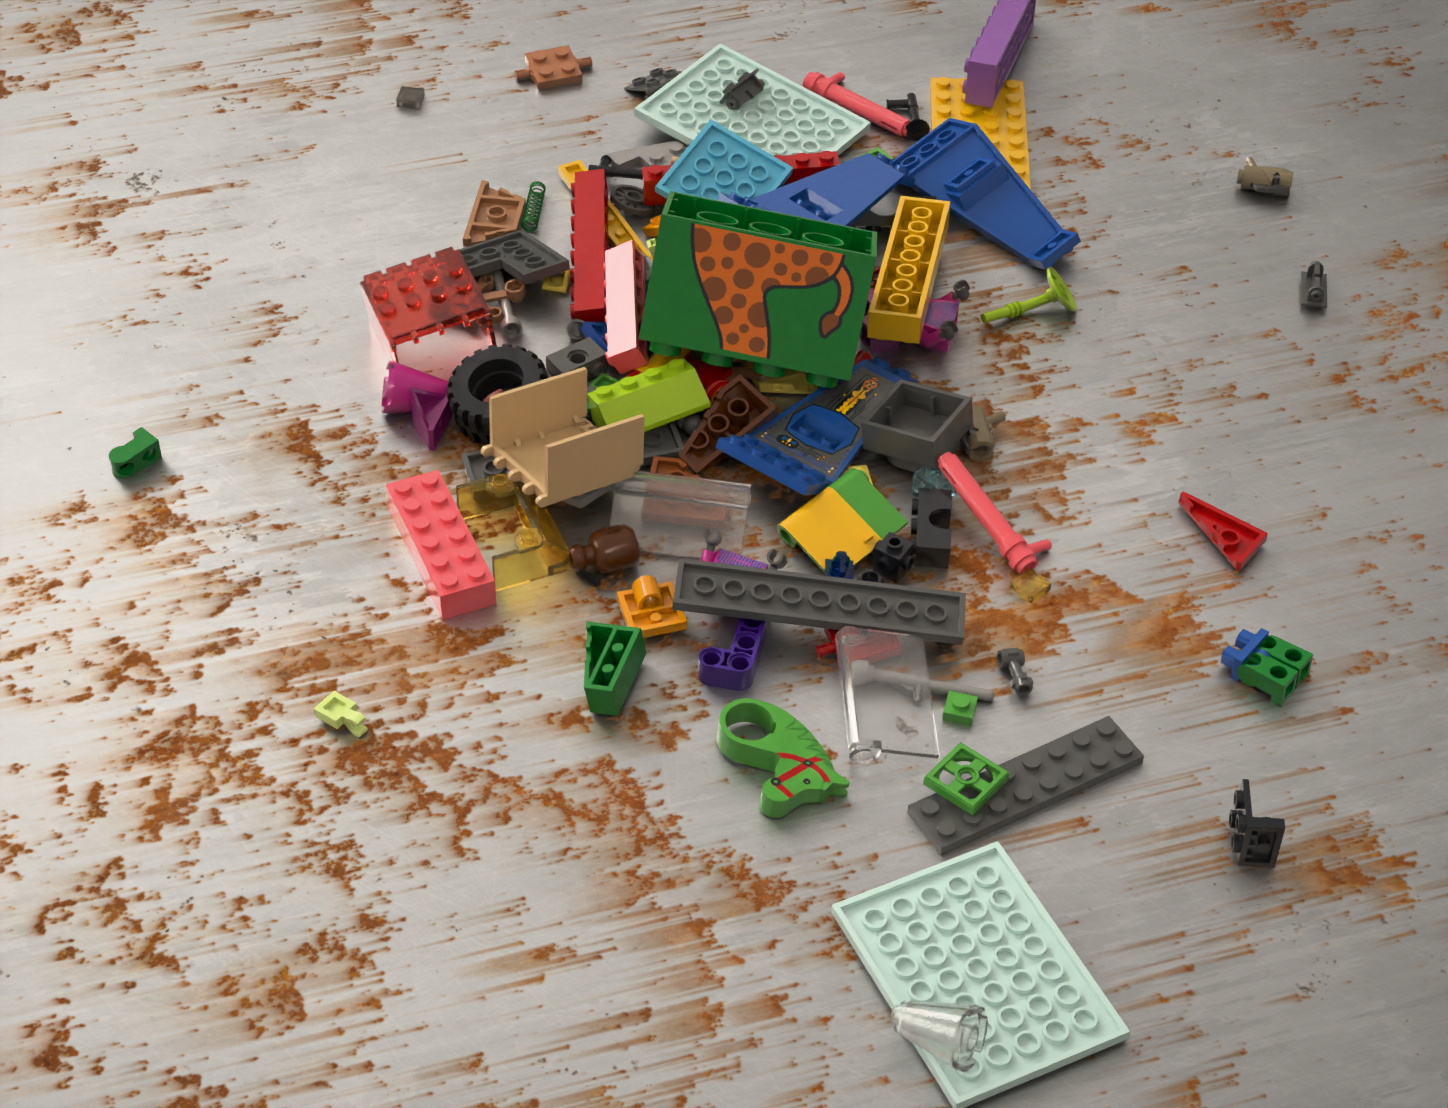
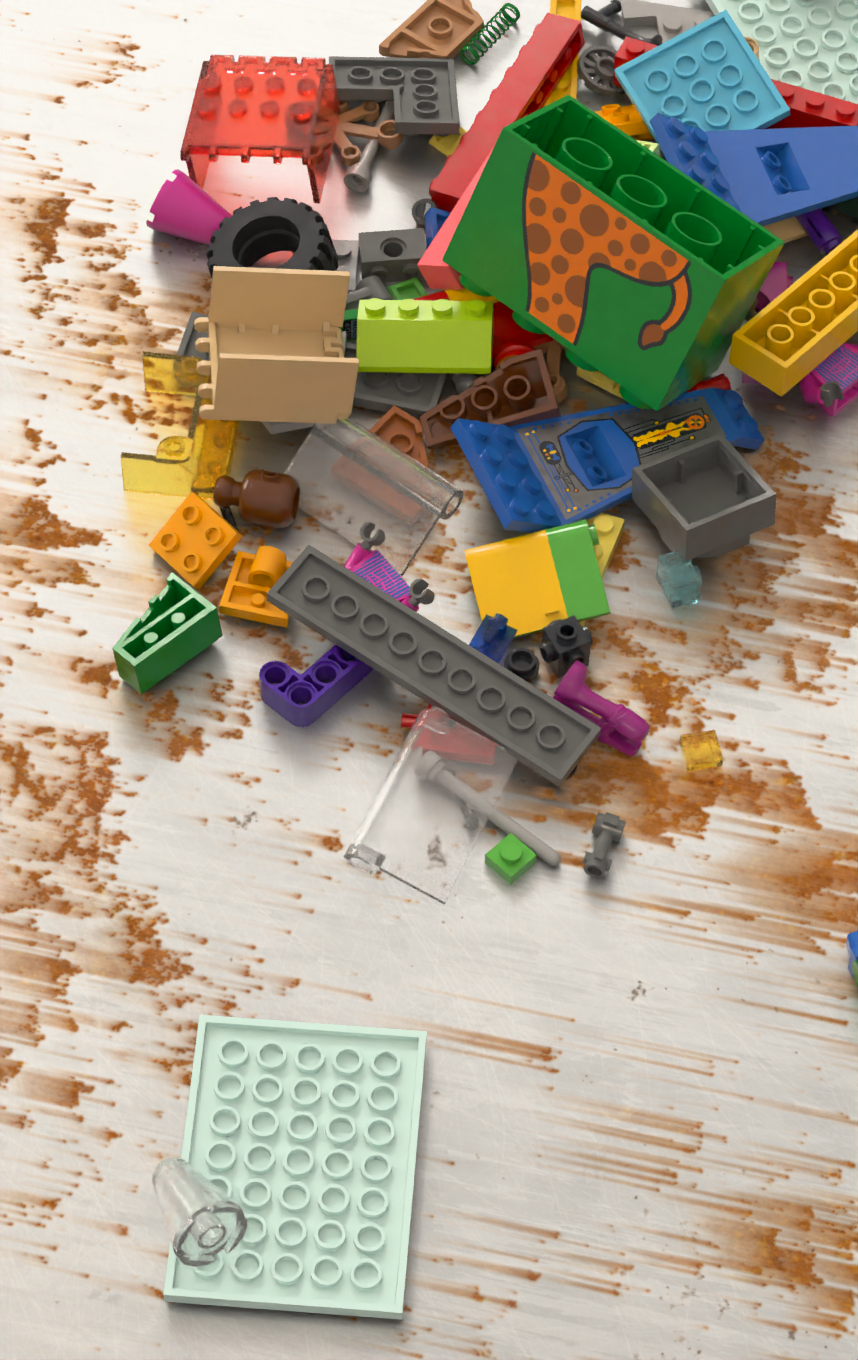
camera: 30 degrees right, 10 degrees up
(430, 415) = (188, 252): magenta slope -> none
(441, 545) = (95, 411): coral brick -> none
(581, 596) = (195, 540): none -> light orange plate
(788, 750) = (285, 825): bright green animal -> none
(932, 527) = (650, 609): black arch -> none
(952, 791) = (453, 968): bright green piece -> none
(965, 583) = (619, 725): none -> magenta piece
(978, 440) = (775, 544): dark tan piece -> none
(1011, 545) = (708, 691): coral cylinder -> none
(1034, 783) = (515, 981): dark grey plate -> none
(1254, 838) = (702, 1170): black bracket -> none

